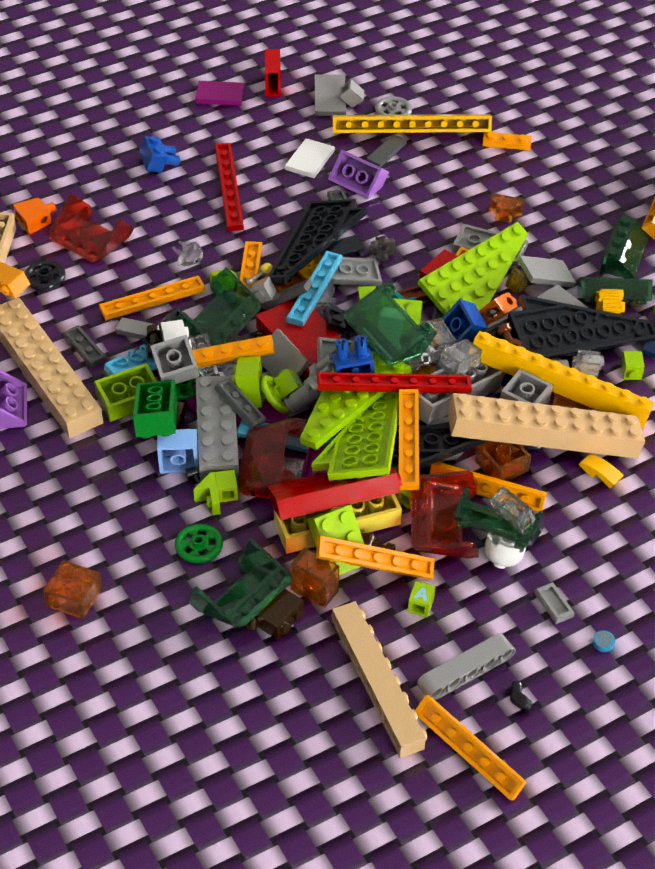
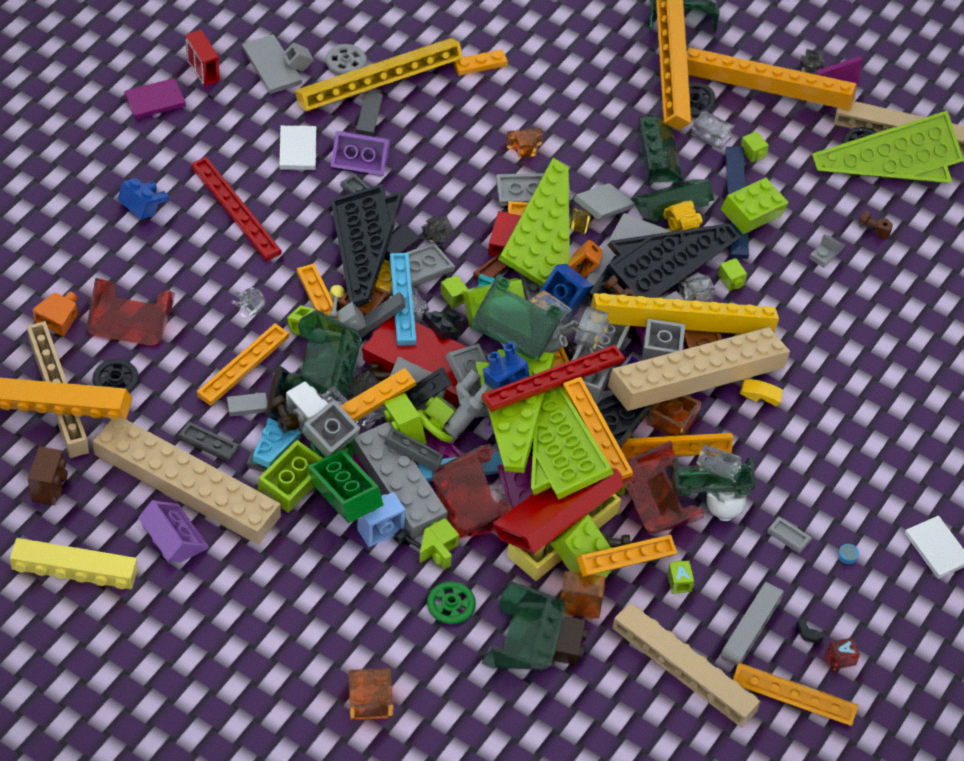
camera: 30 degrees left, 5 degrees up
(289, 359) = (428, 387): none -> black plate
(540, 728) = (842, 653): none -> clear red brick

